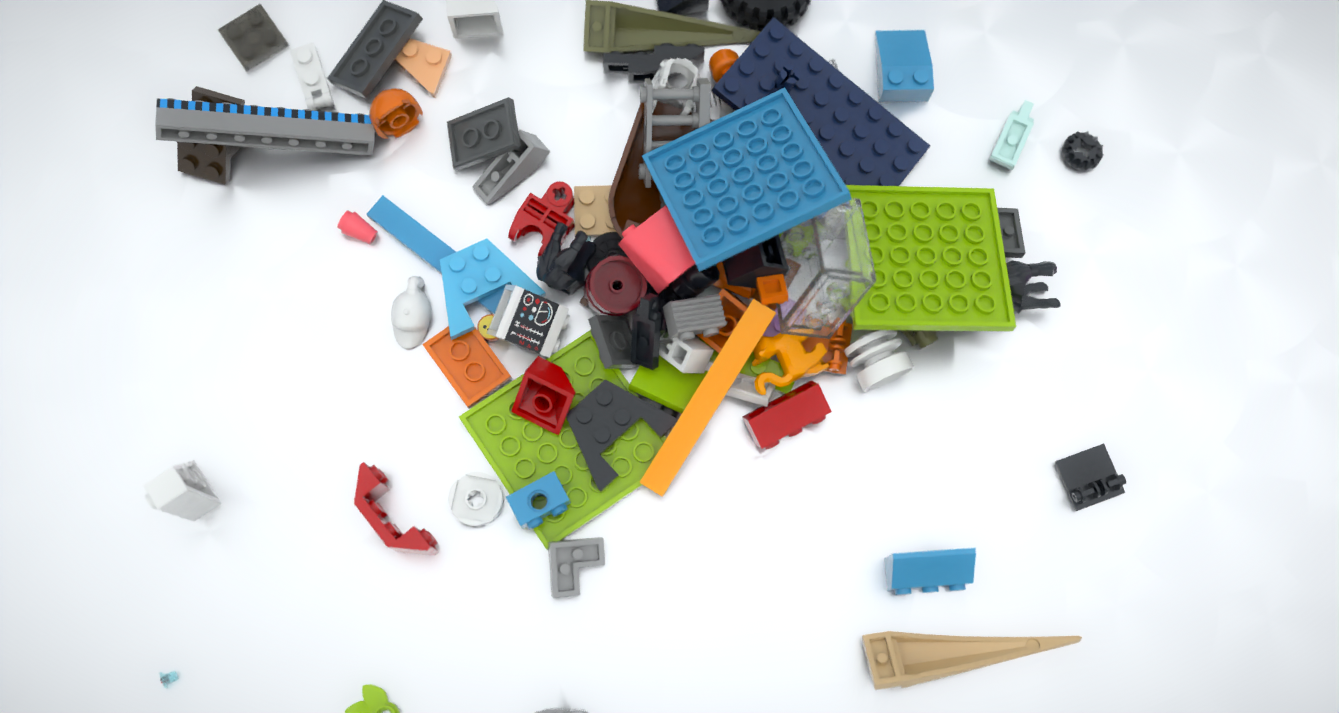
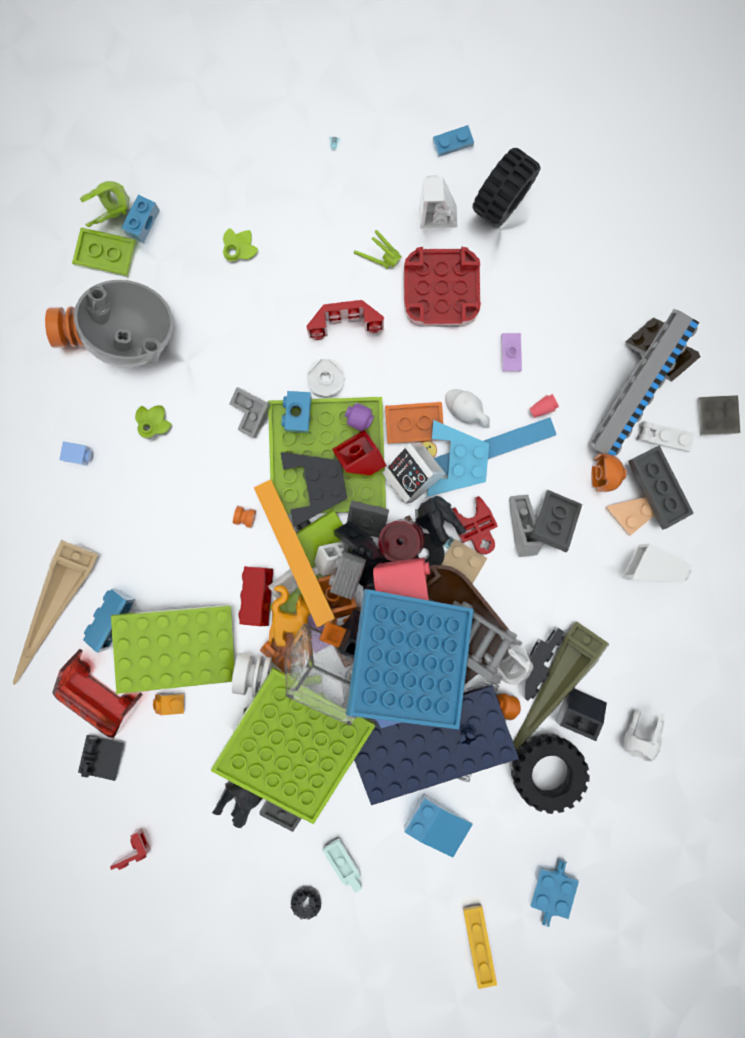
camera: 125 degrees right, 10 degrees up
(85, 530) = (453, 140): none -> dark azure plate
(111, 417) = (506, 187): none -> black tyre
(278, 513) = (390, 257): none -> lime plant
(280, 430) = (442, 286): none -> red plate
(314, 303) = (511, 352): none -> lavender plate
(499, 424) = (359, 417): none -> medium lavender head
(656, 678) = (154, 419): none -> lime plate
(704, 489) = (245, 517): none -> orange wheel
(911, 468) = (172, 648): none -> lime plate
(976, 437) = (168, 704): none -> light orange bracket
(1033, 524) = (91, 699): none -> clear red windscreen
(1164, 362) = (139, 842): none -> red bracket

